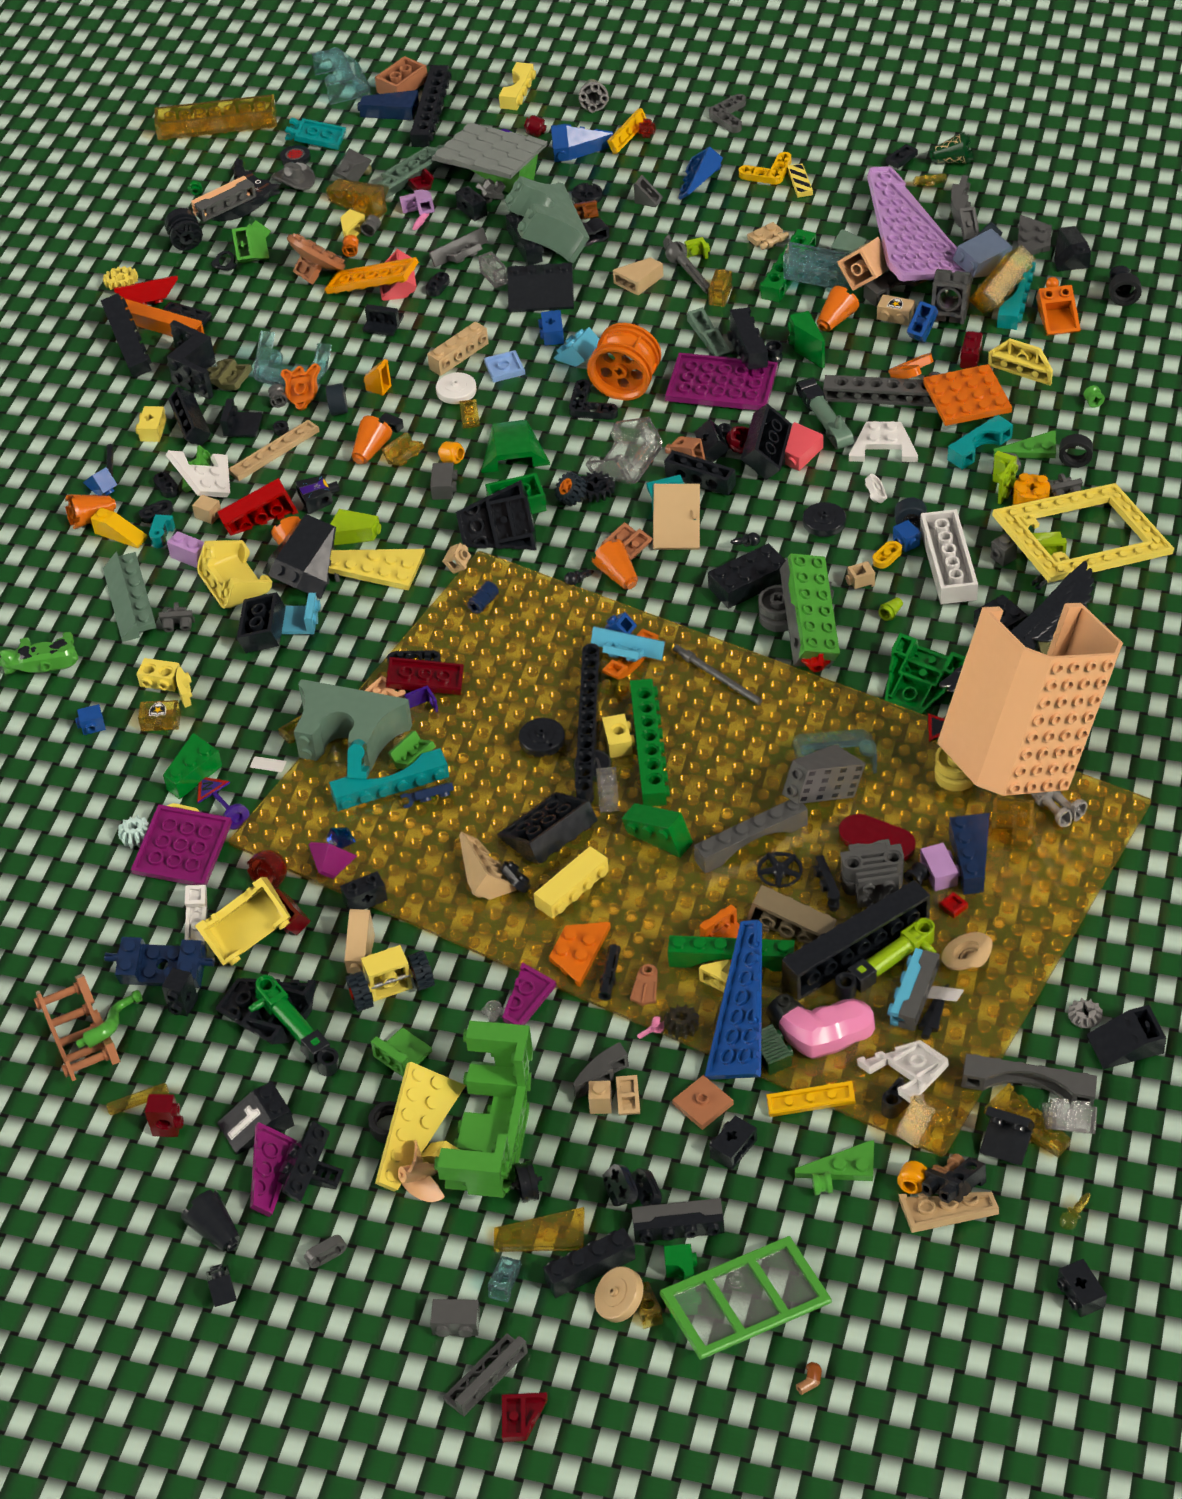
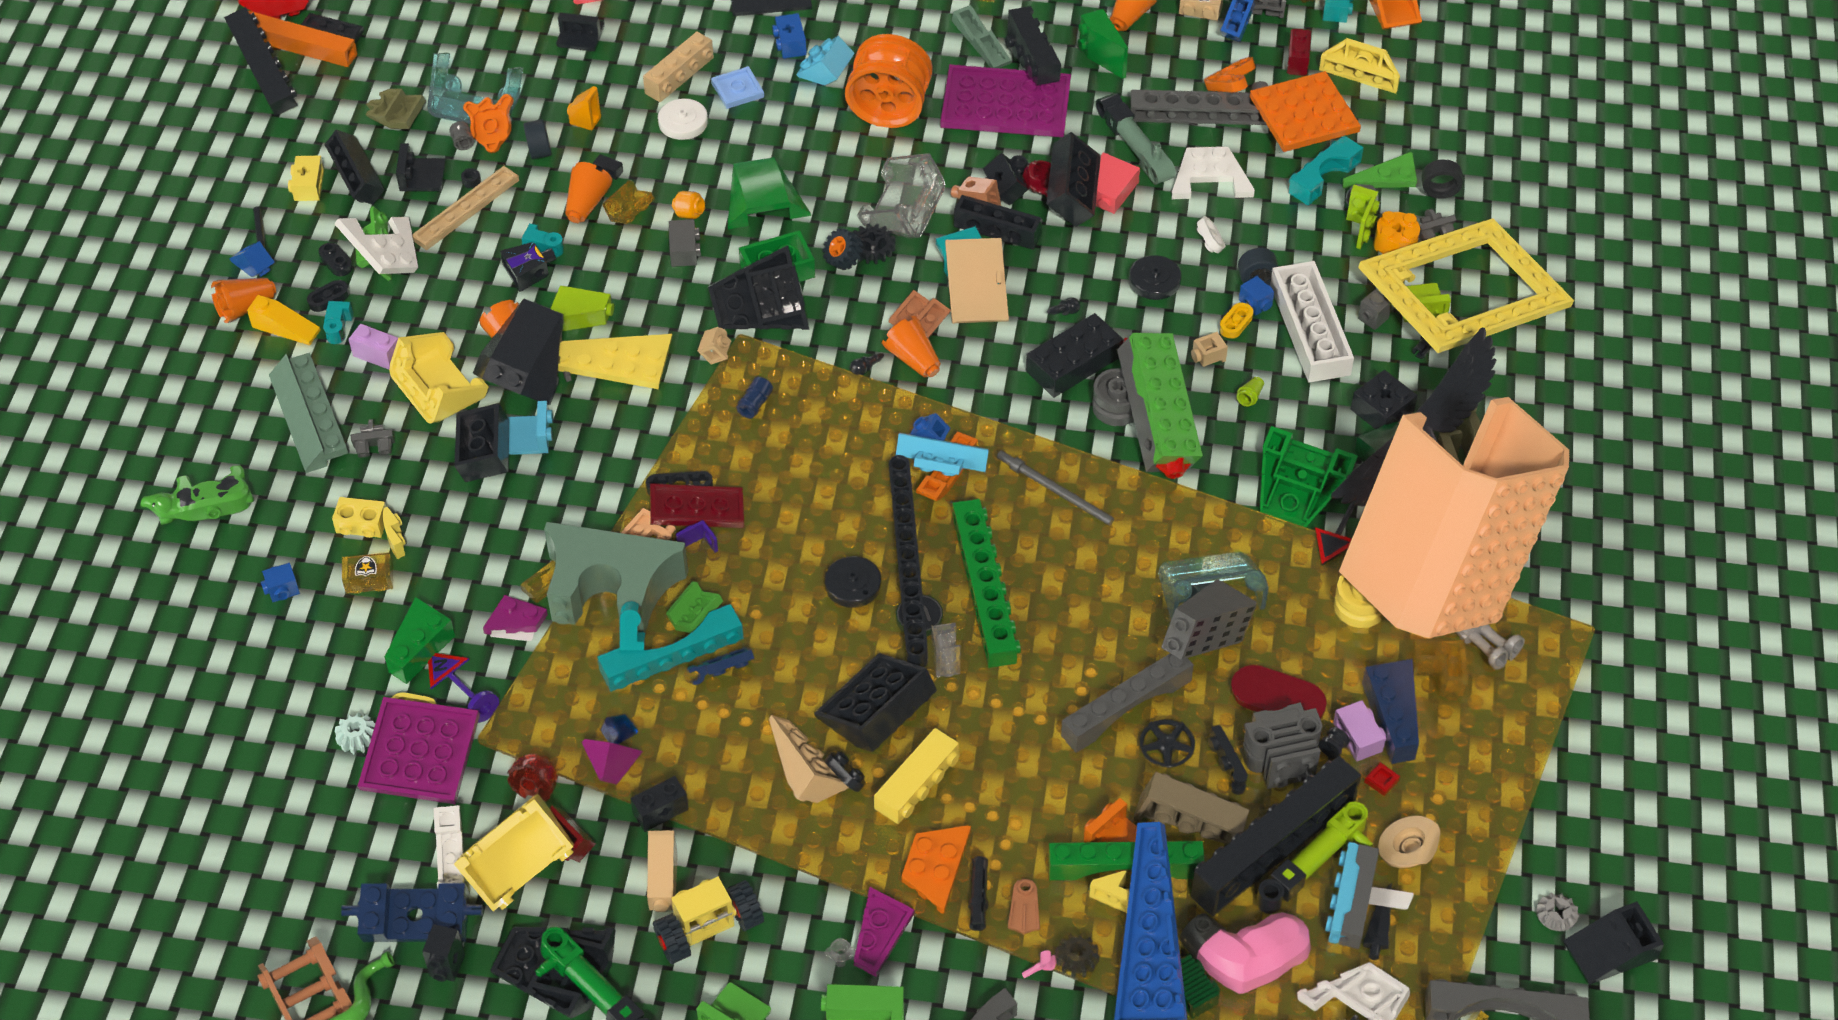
camera: 10 degrees left, 5 degrees up
(191, 359) = (348, 91): black bracket -> none
(206, 509) = (392, 291): tan brick -> none
(257, 508) = (456, 288): red wedge -> none
(271, 753) = (515, 616): none -> magenta wing
(332, 475) = (543, 239): none -> teal leg
(469, 413) = (703, 152): clear yellow plate -> none
(604, 411) = (844, 138): black beam -> none
(617, 735) = (946, 575): light yellow brick -> none
(659, 828) = (1013, 696): green wedge -> none
(774, 351) = (1066, 57): black wheel -> none
(1094, 396) = (1451, 107): bright green wheel -> none

